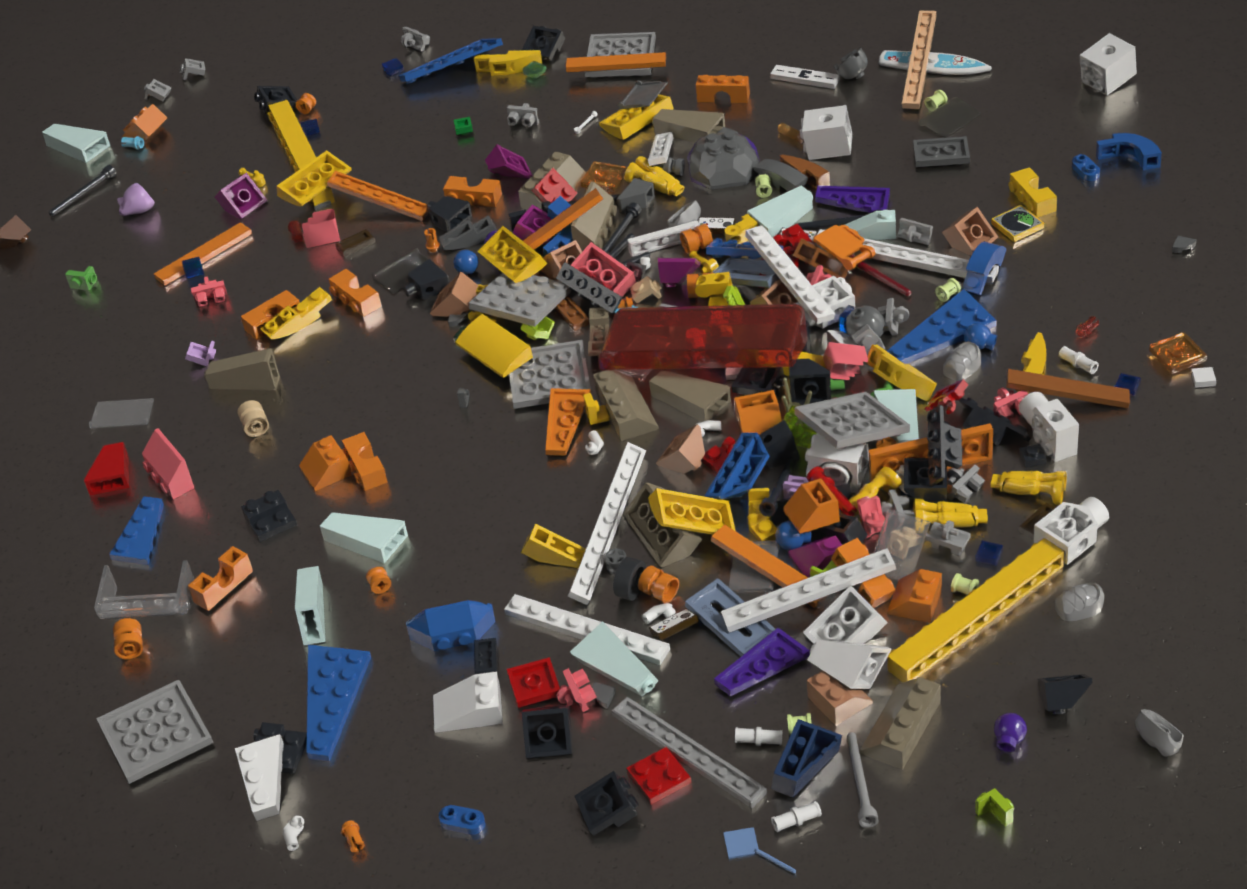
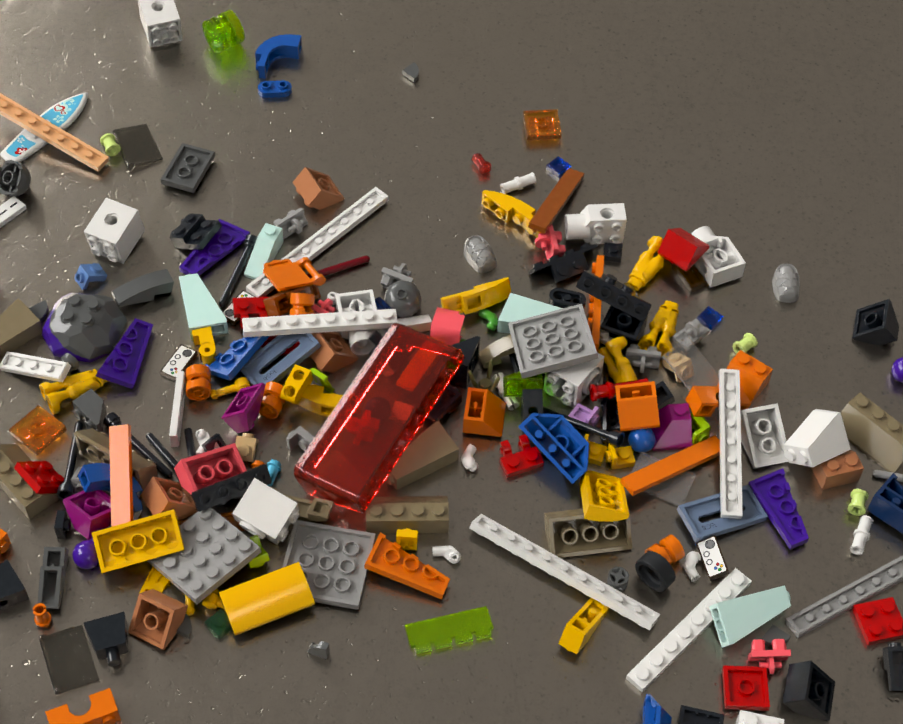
camera: 80 degrees left, 10 degrees up
(466, 262) = (101, 591): blue piece -> none
(517, 470) = (444, 628): none -> clear neon green windscreen
(571, 311) = (266, 512): none -> white brick
(684, 451) = (496, 484): nougat slope -> none
(686, 214) = (156, 381): light grey piece -> none
(705, 191) = (126, 358): none -> dark purple wing
(763, 186) = (147, 307): yellowish green bush -> none
(780, 143) = (89, 273): none -> medium blue bracket
(790, 132) = (76, 260): clear orange axle -> none
(811, 257) = (302, 303): none -> orange wheel
(816, 174) = (154, 263): dark orange slope -> none
(862, 178) = (194, 232): none -> black plate
(867, 337) = (428, 304): light grey bracket -> none
(870, 514) = (645, 370): coral hips -> none
(942, 328) = (427, 248): blue wing -> none
(947, 289) = (383, 230): yellowish green bush -> none
(947, 396) = (525, 274): red plate -> none
(975, 611) = (774, 344): yellow brick -> none
(980, 264) = (375, 192): blue arch -> none
(981, 336) = (458, 231): blue piece -> none
(1017, 223) = (320, 156): tile -> none
(1025, 186) = (278, 134): yellow arch -> none
(1055, 489) = (682, 248): none -> red slope
(1125, 106) = (223, 31): none -> clear neon green wheel
(1203, 377) = (574, 122): white tile -> none

